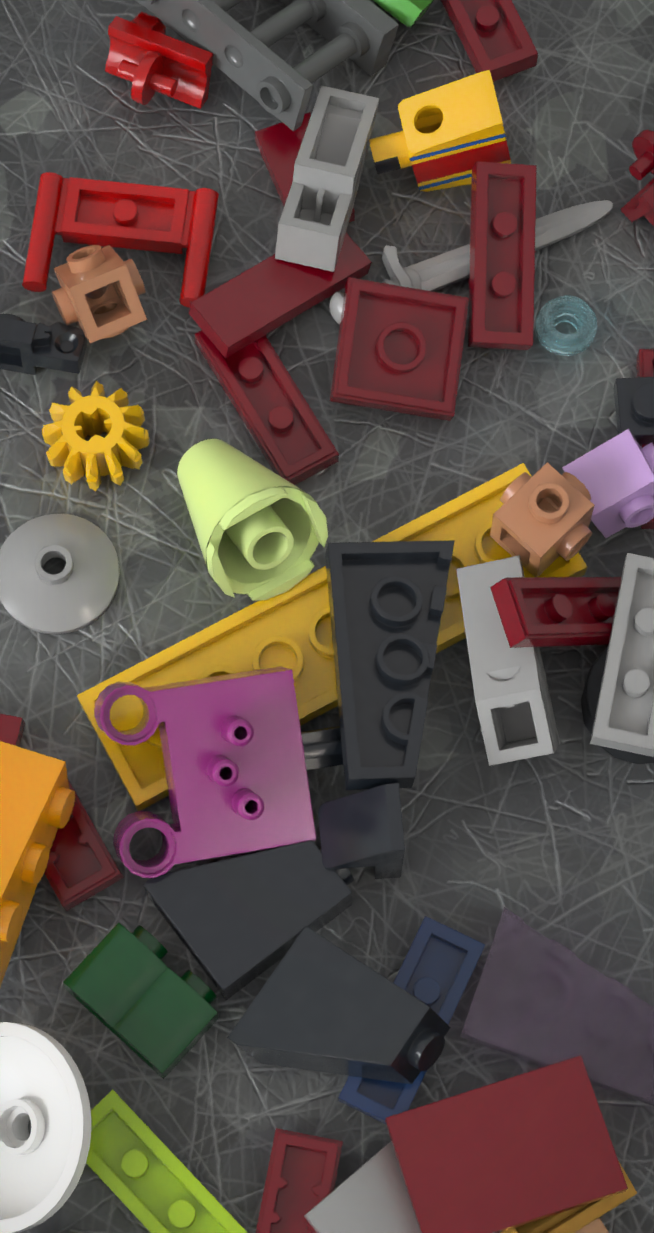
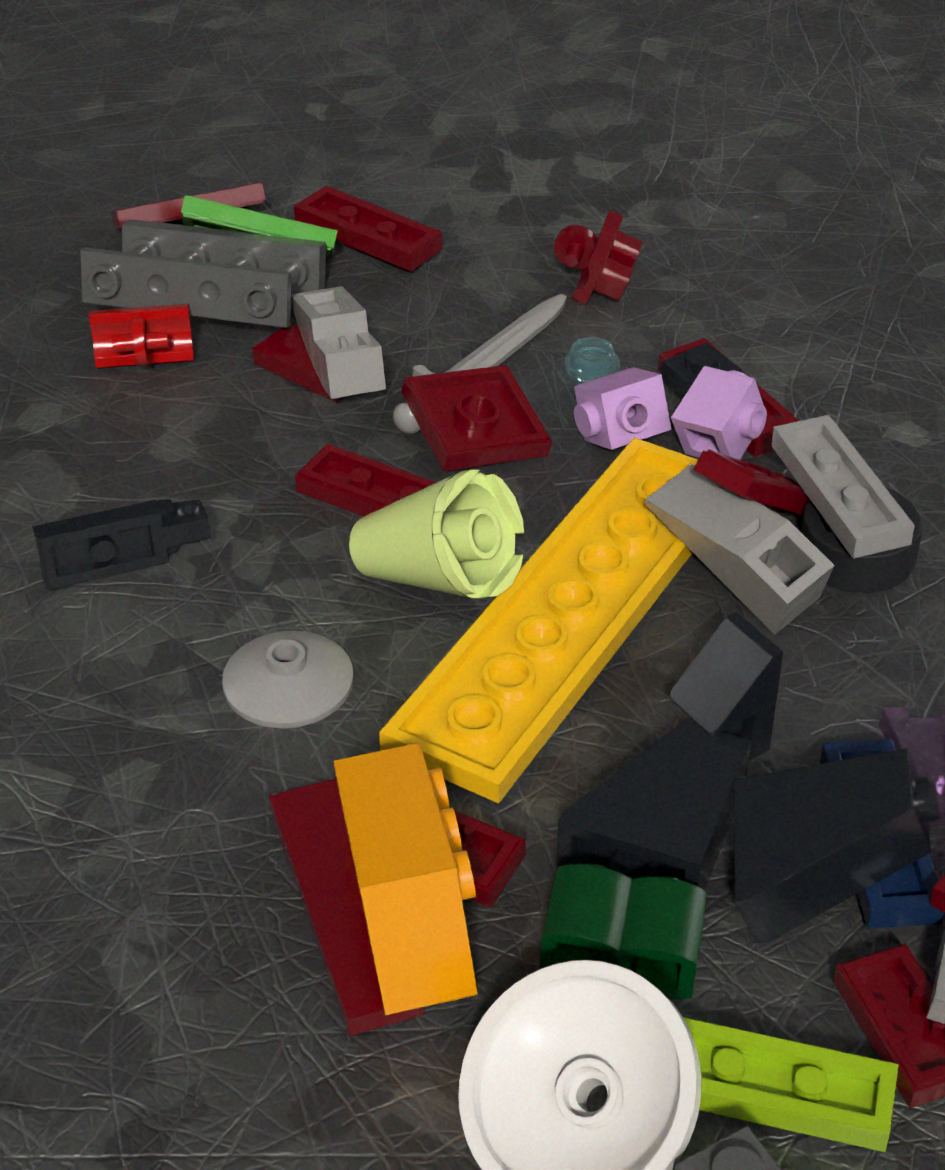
camera: 30 degrees left, 30 degrees down
(91, 417) = (259, 562): yellow gear -> none
(114, 302) = (197, 466): nougat brick -> none
(123, 218) = (182, 430): red plate -> none
(229, 765) = (559, 698): magenta piece -> none
(270, 297) = (341, 426): dark red tile -> none
(384, 638) = (634, 567): black wing -> none
(445, 134) = (419, 282): yellow torso -> none
(502, 256) = (512, 334): dark red plate -> none
(535, 418) = (621, 407): none -> lavender brick
(543, 518) = (685, 428): nougat brick -> none

